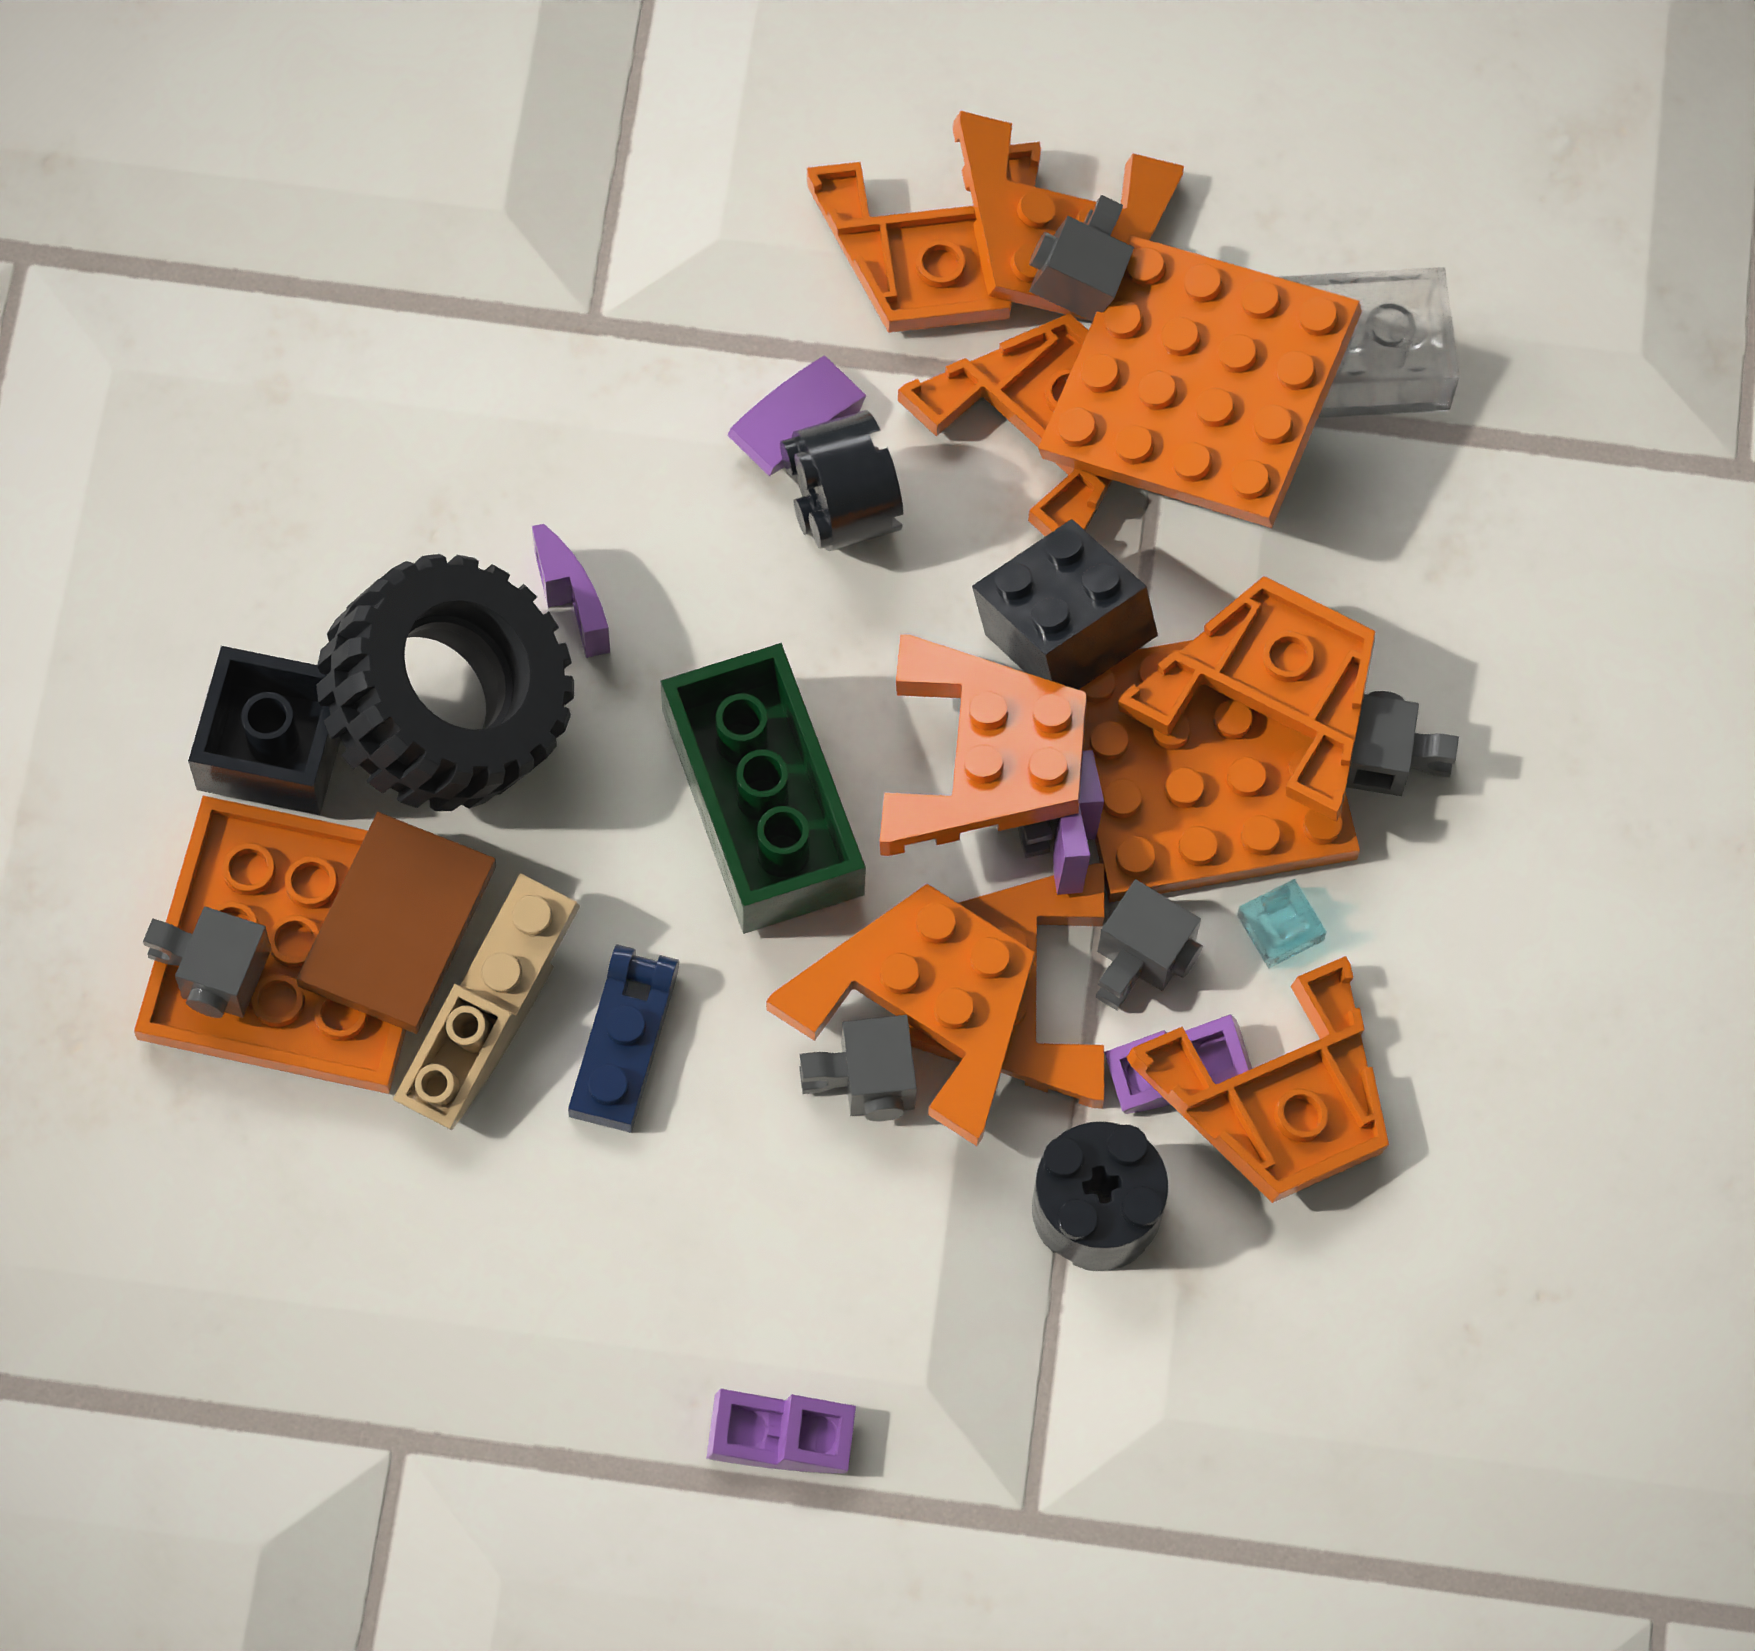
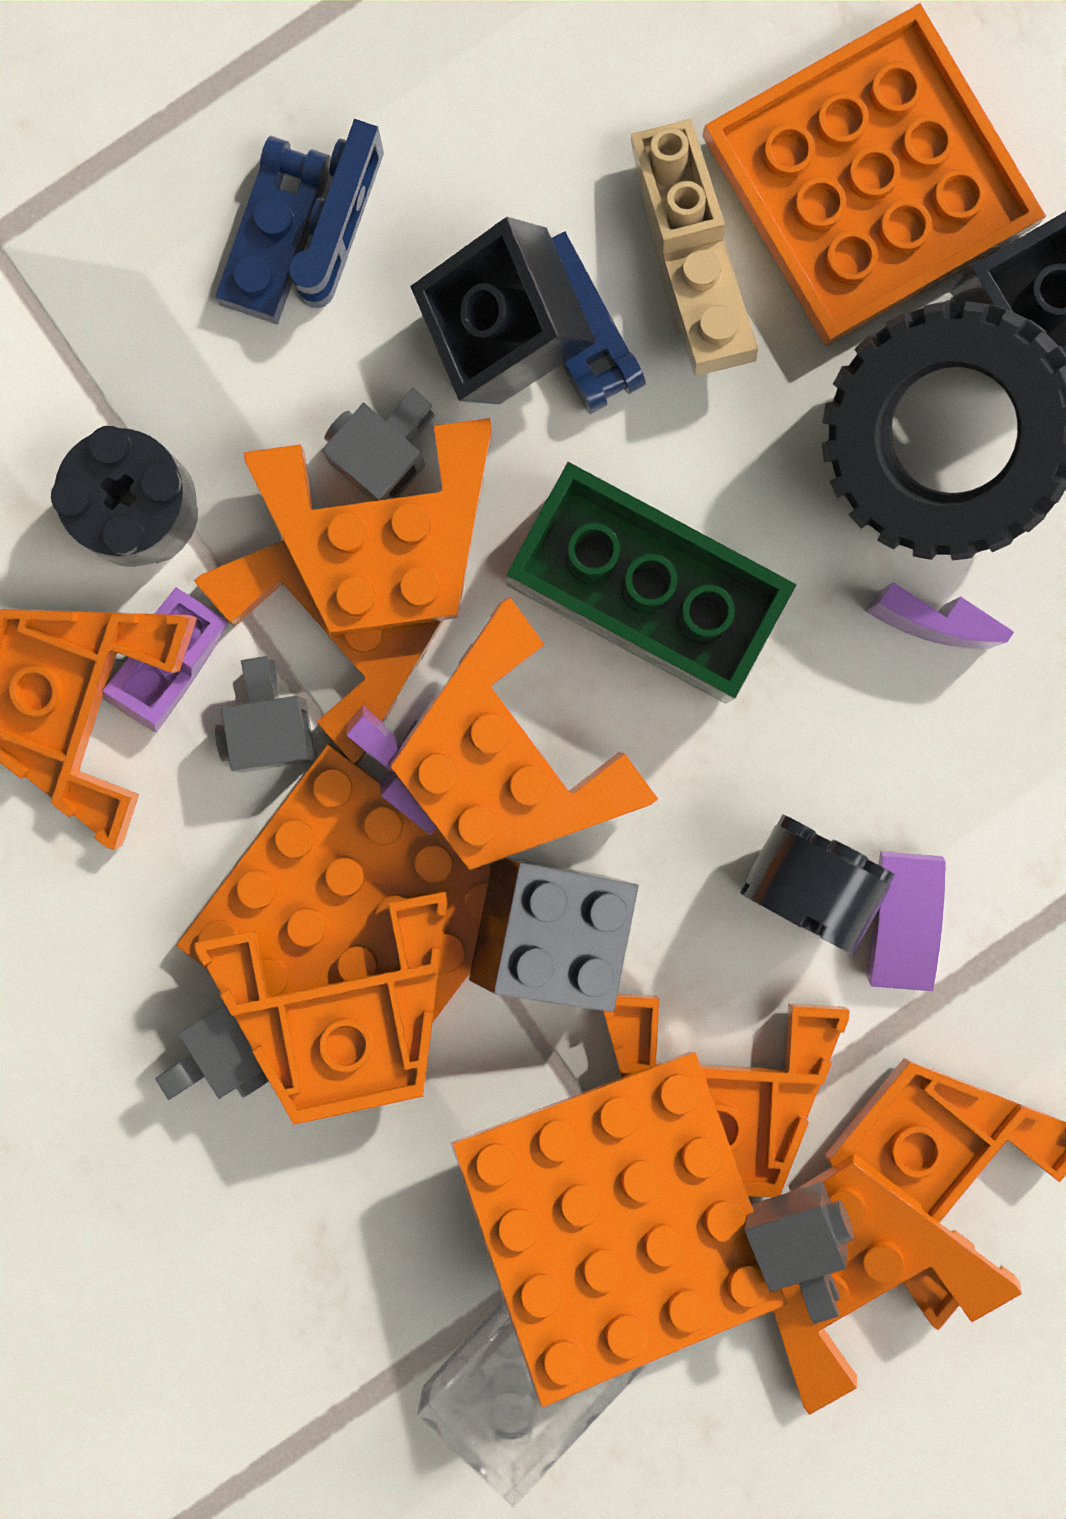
camera: 140 degrees right, 20 degrees up
(215, 963) = (911, 84): dark grey brick -> none
(396, 922) = (813, 240): dark orange tile -> none
(684, 1063) = (502, 312): none -> black brick
(734, 1270) = (337, 216): none -> dark blue plate
(780, 1433) = (207, 146): medium lavender slope -> none
(793, 1316) = (272, 231): none -> dark blue plate
(1281, 923) = (188, 838): clear light blue tile -> none

